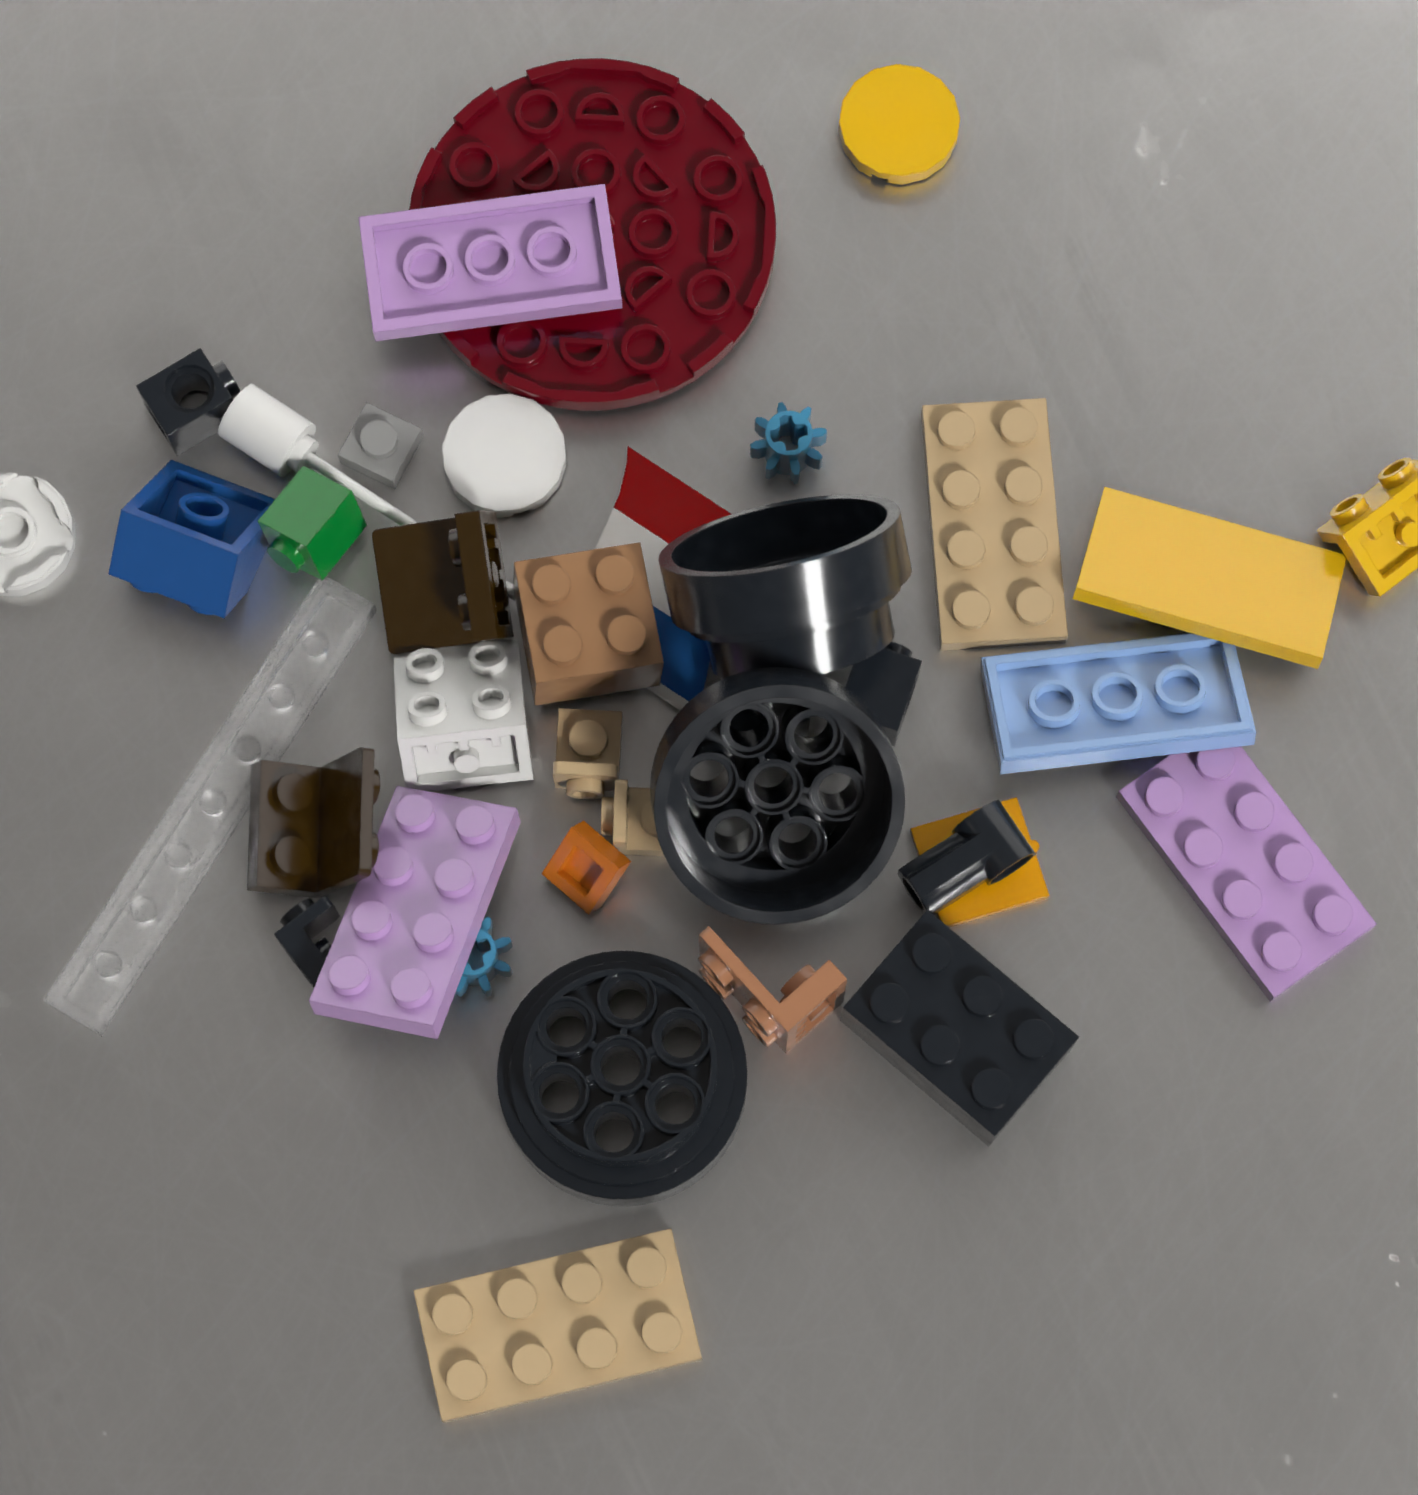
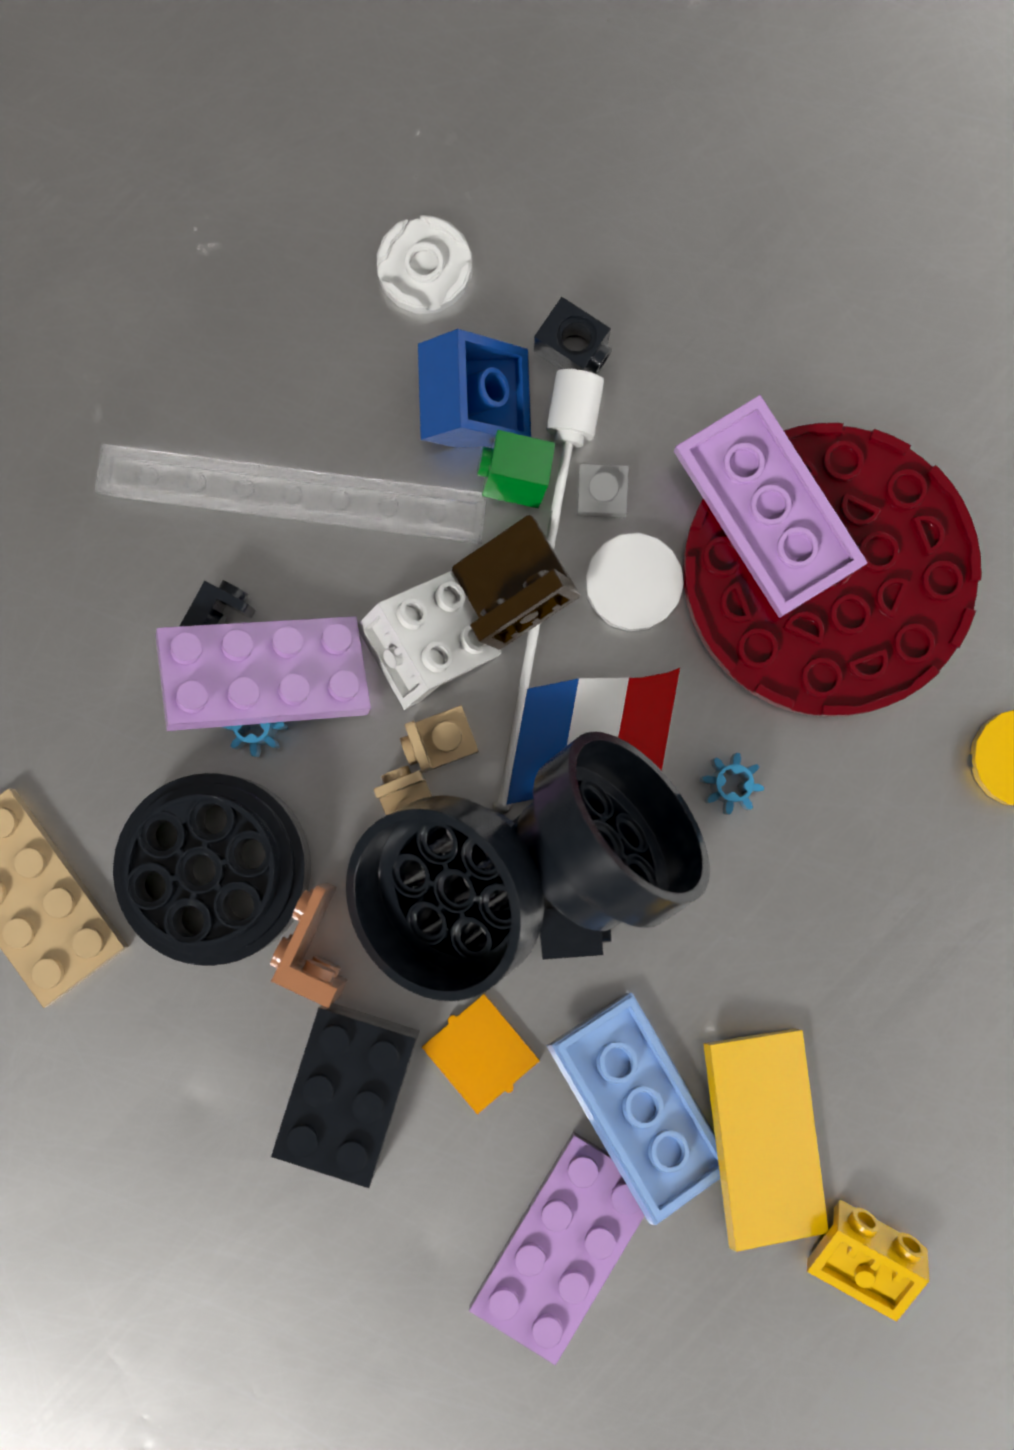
camera: 70 degrees right, 10 degrees up
(312, 825) = (296, 570): dark brown bracket -> none
(586, 867) = (352, 776): orange plate -> none
(587, 623) = (526, 699): medium nougat brick -> none
(981, 850) = (483, 1054): black piece -> none
(993, 524) = (739, 958): tan plate -> none

